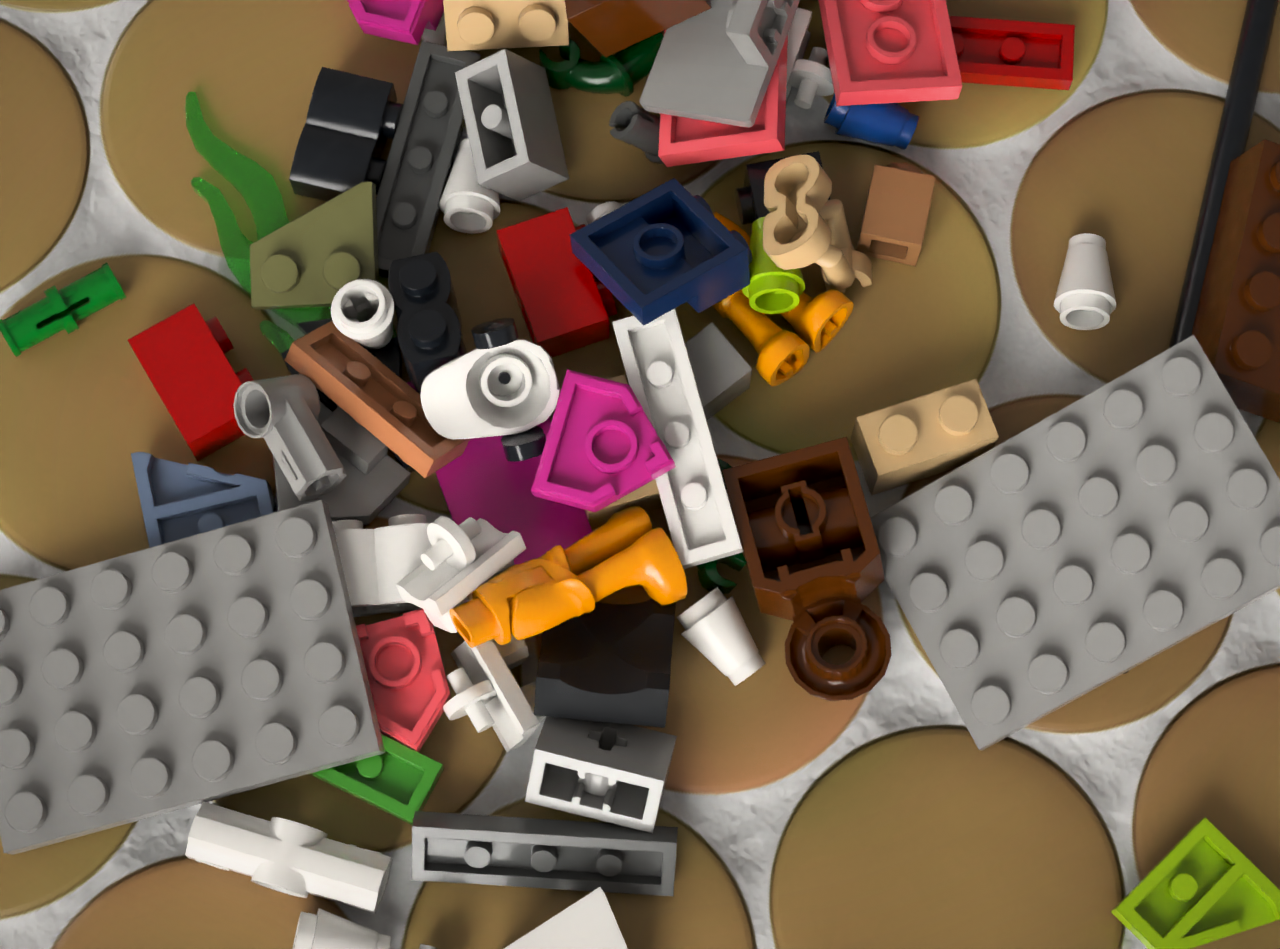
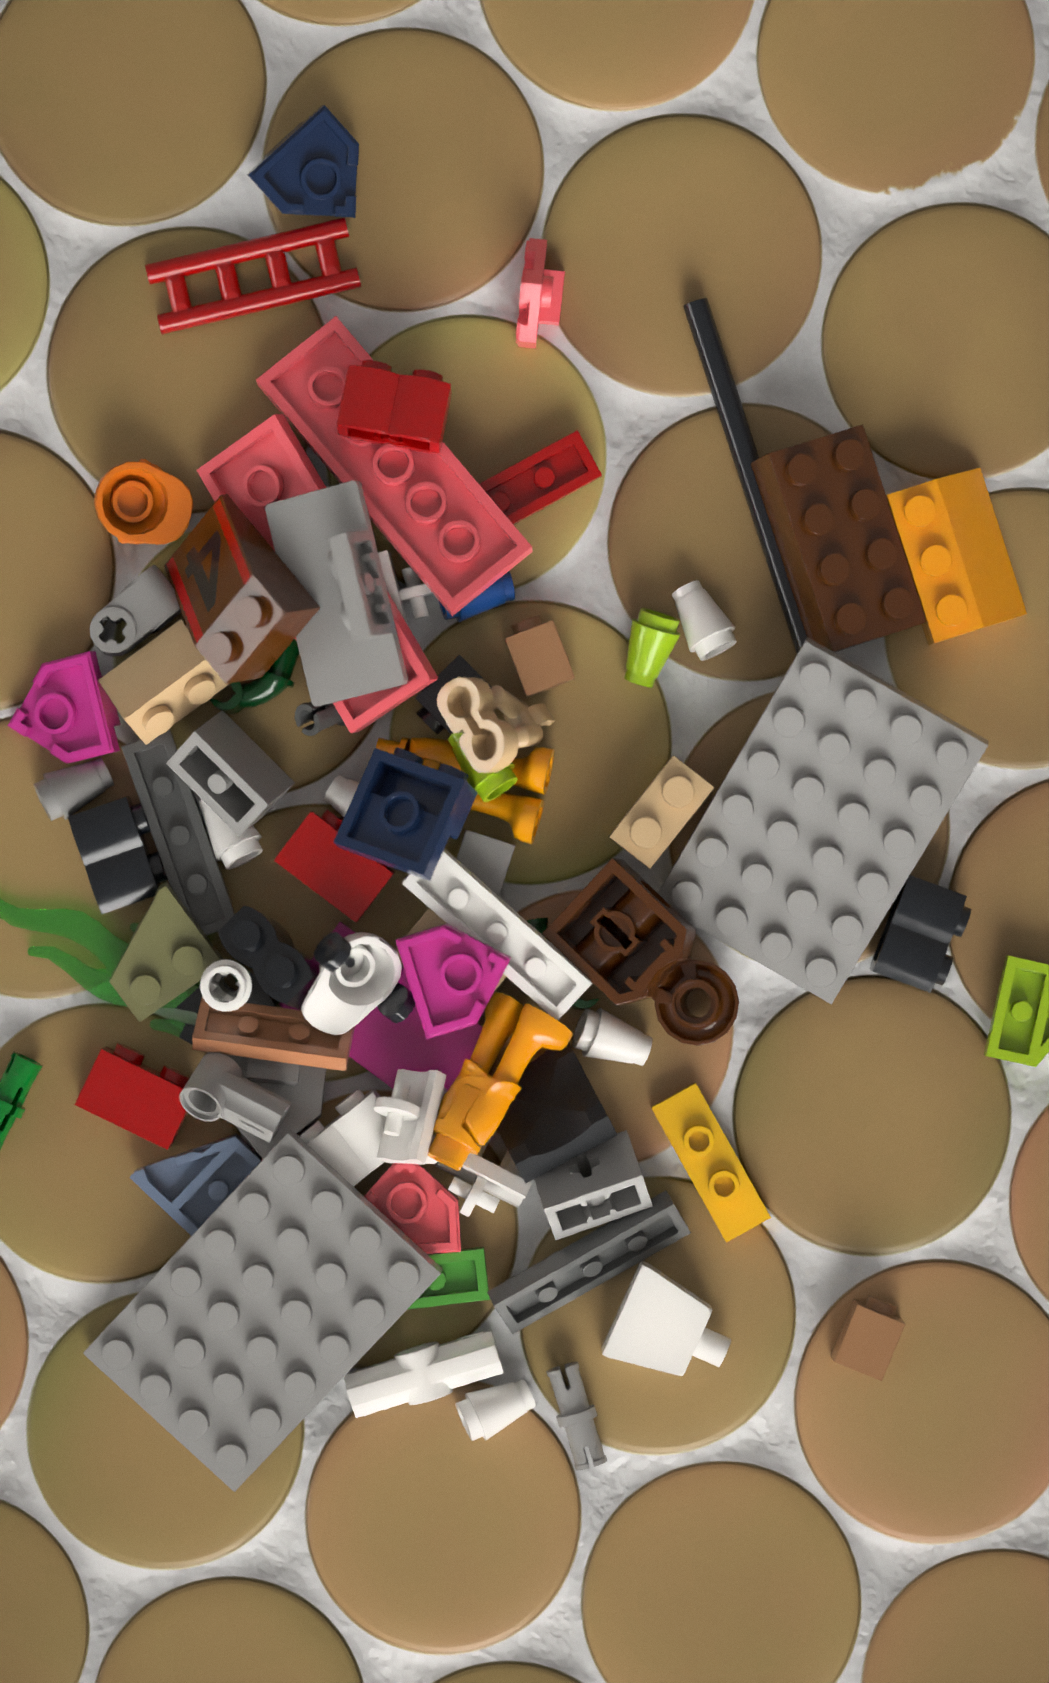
camera: 30 degrees left, 15 degrees up
(348, 51) = (72, 788): none -> light grey cone
(743, 836) = (710, 1162): none -> yellow plate
(1016, 272) = (649, 646): none -> lime cone
(1121, 733) = (919, 934): none -> black brick

